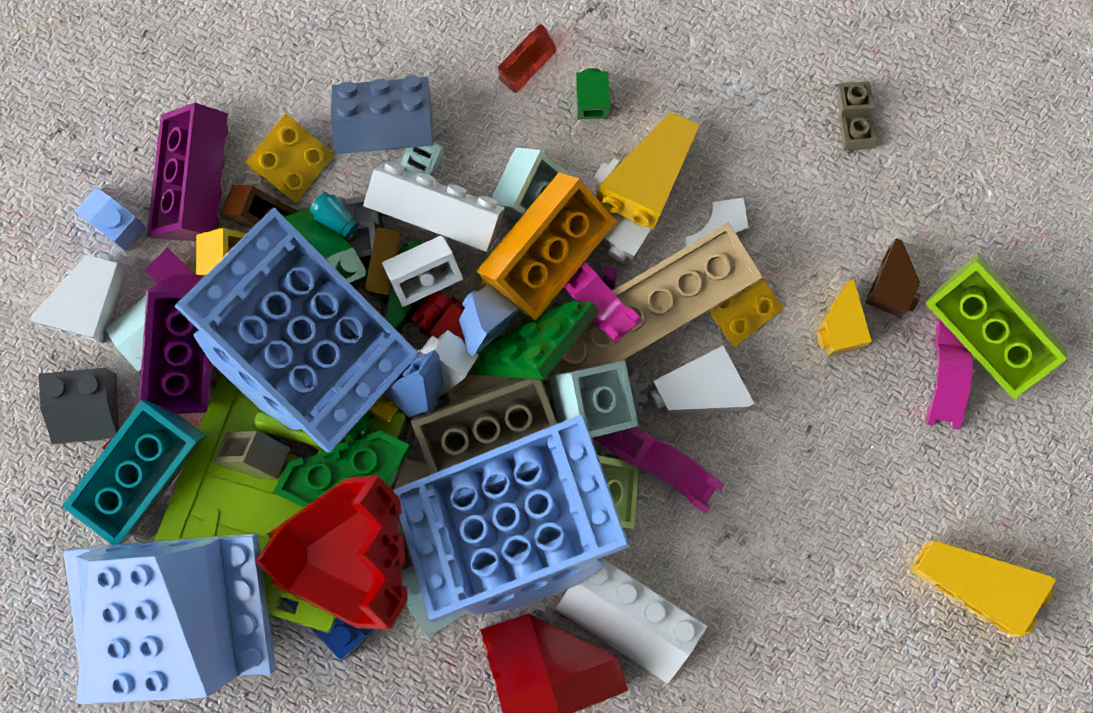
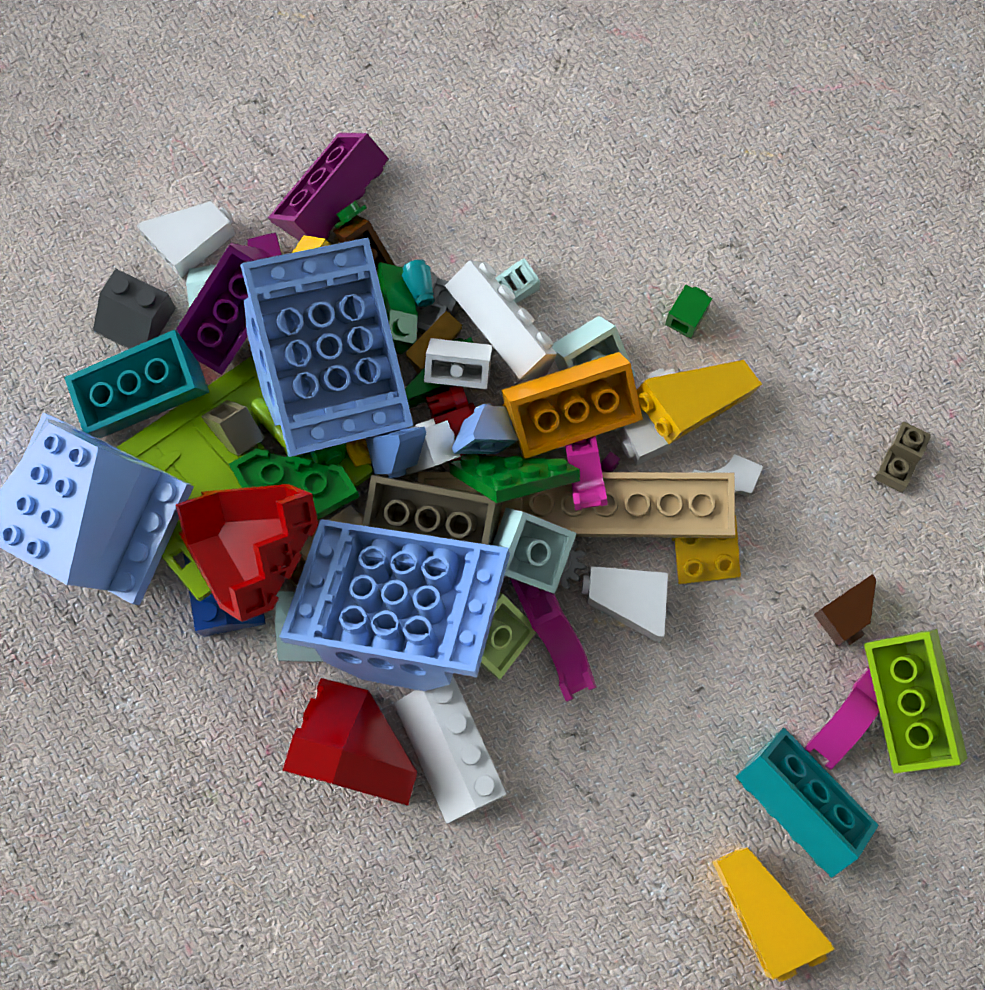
camera: 35 degrees right, 5 degrees down
(110, 218) = (248, 189): light blue slope -> none
(226, 188) = (348, 213): none -> green plate
(290, 158) = (415, 221): yellow hinge -> none
(381, 115) = (507, 227): sand blue brick -> none
(526, 59) = (653, 253): clear red slope -> none
(844, 323) = (783, 619): yellow slope -> none
(959, 469) = (808, 803): none -> teal slope

